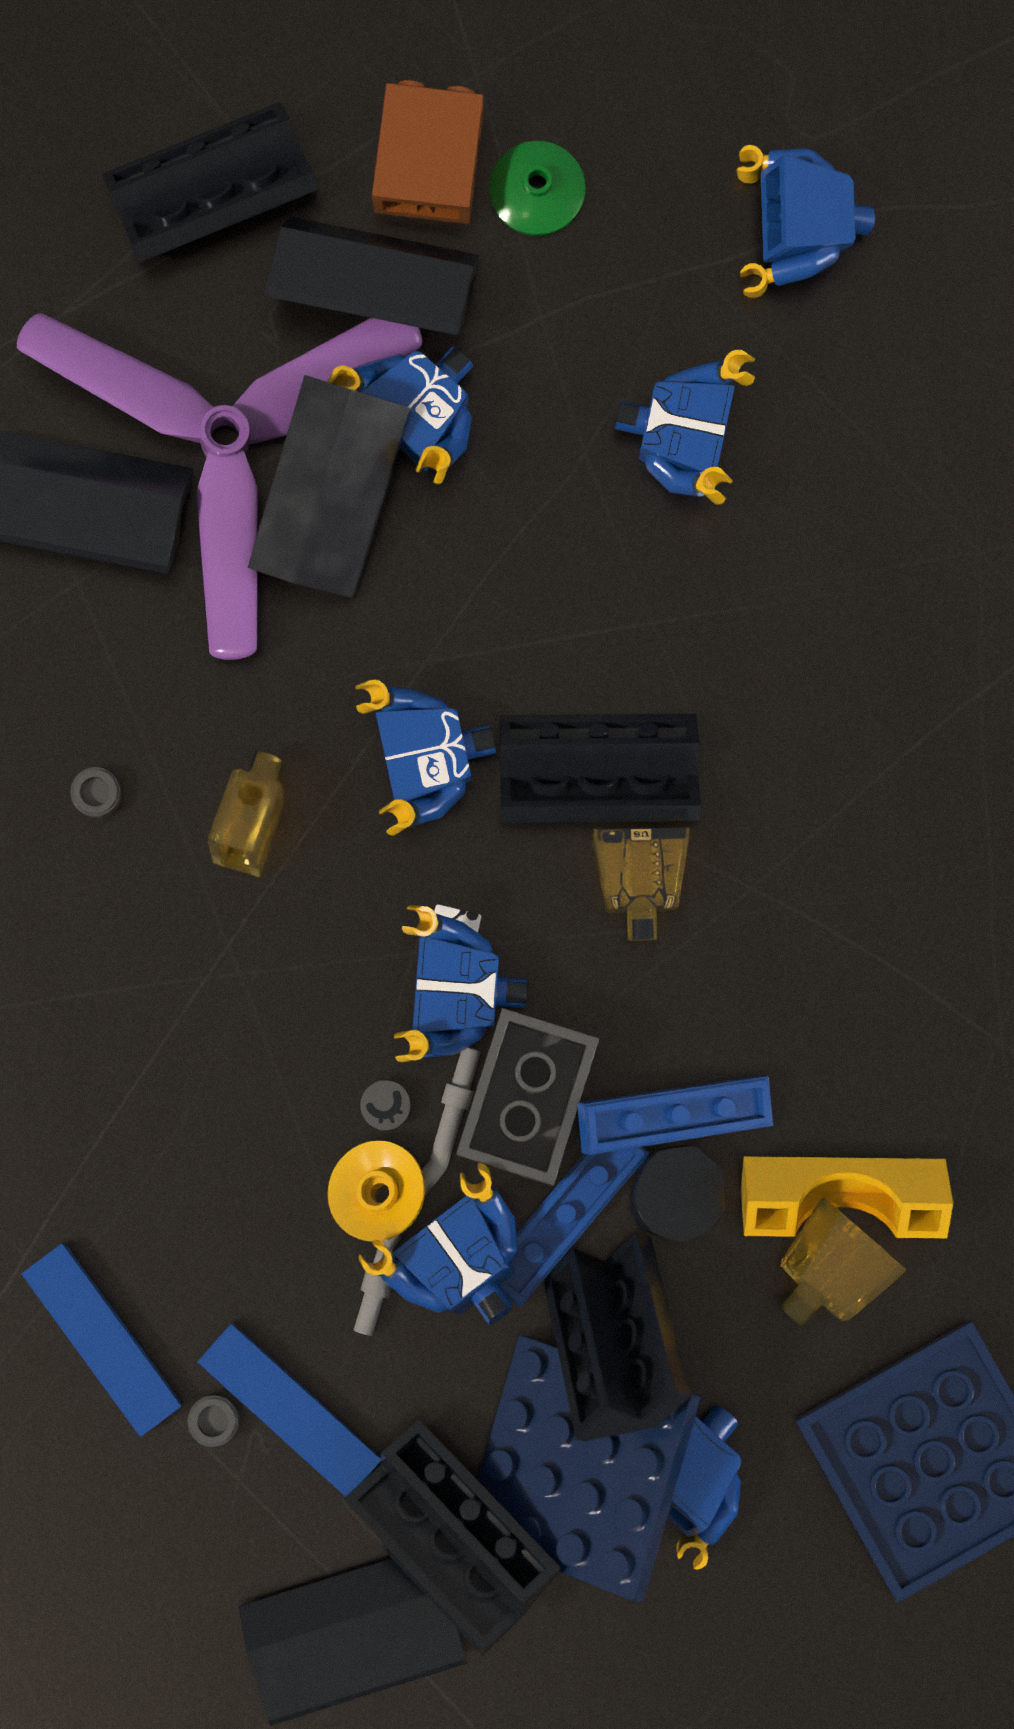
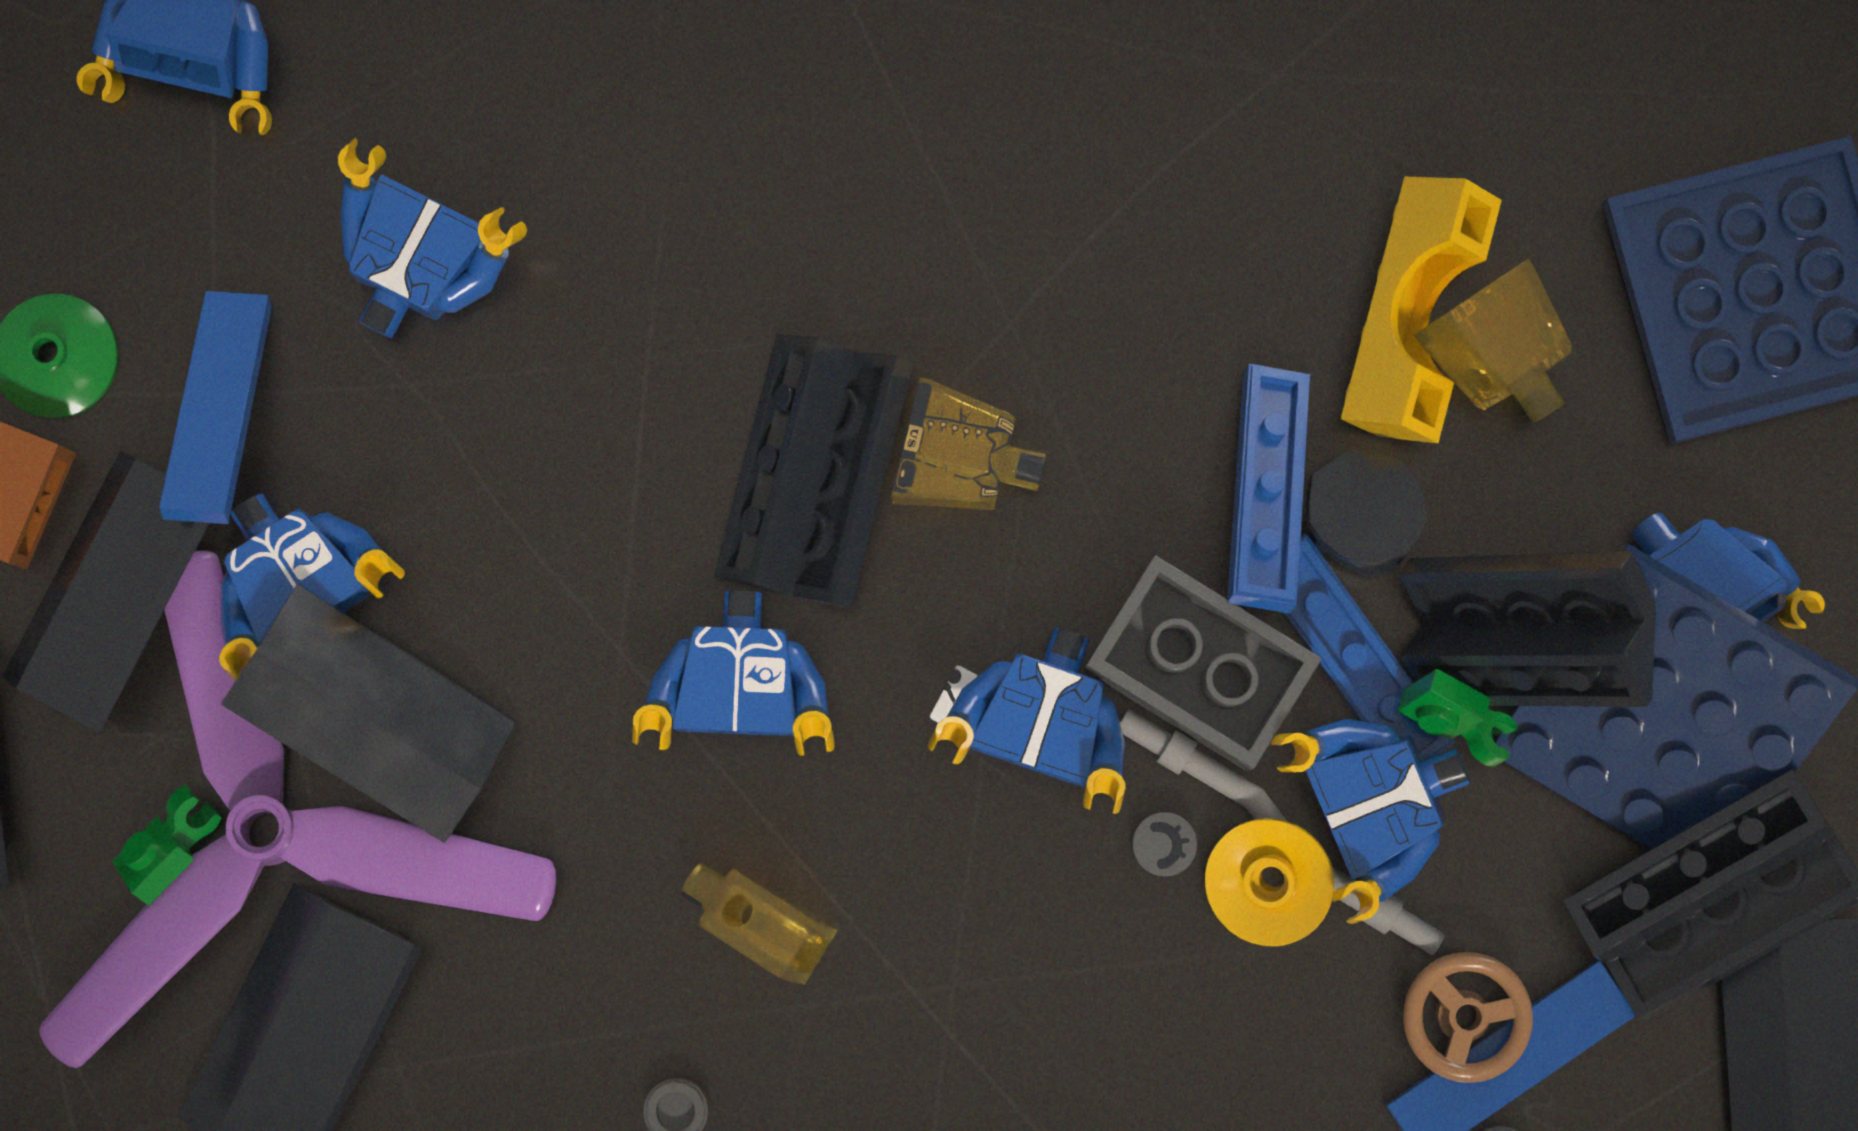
camera: 70 degrees left, 0 degrees up
(191, 365) = (161, 850): none -> green plate
(274, 1365) = (1453, 1064): none -> medium nougat piece
(526, 313) = (216, 408): none -> blue tile
(542, 1296) = (1453, 708): none -> green plate

